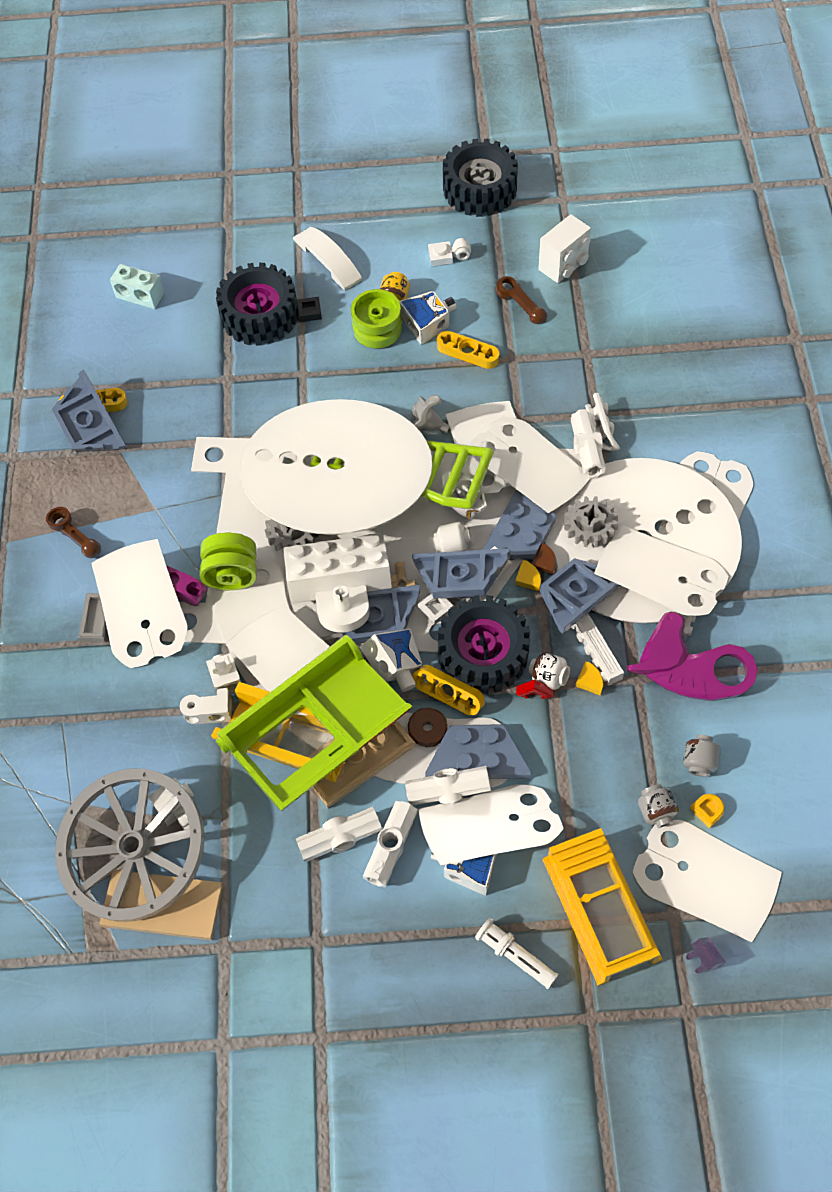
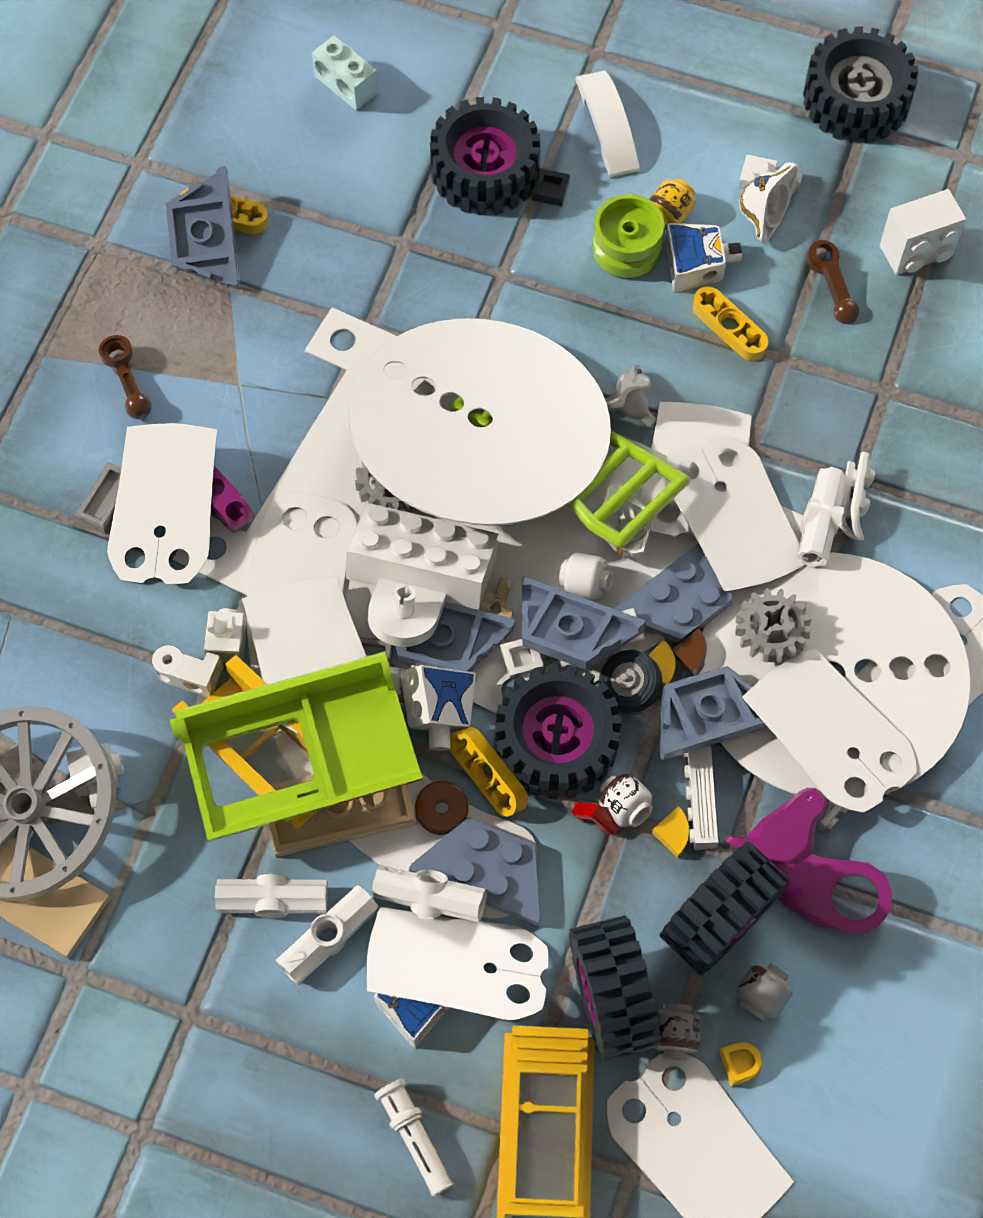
camera: 20 degrees right, 5 degrees up
(228, 561) = (290, 493): lime wheel -> none
(454, 265) = (767, 199): none -> white hat
(517, 589) = (632, 680): none -> black wheel
(608, 790) = (615, 987): none -> black wheel
(654, 709) = (724, 908): none -> black wheel

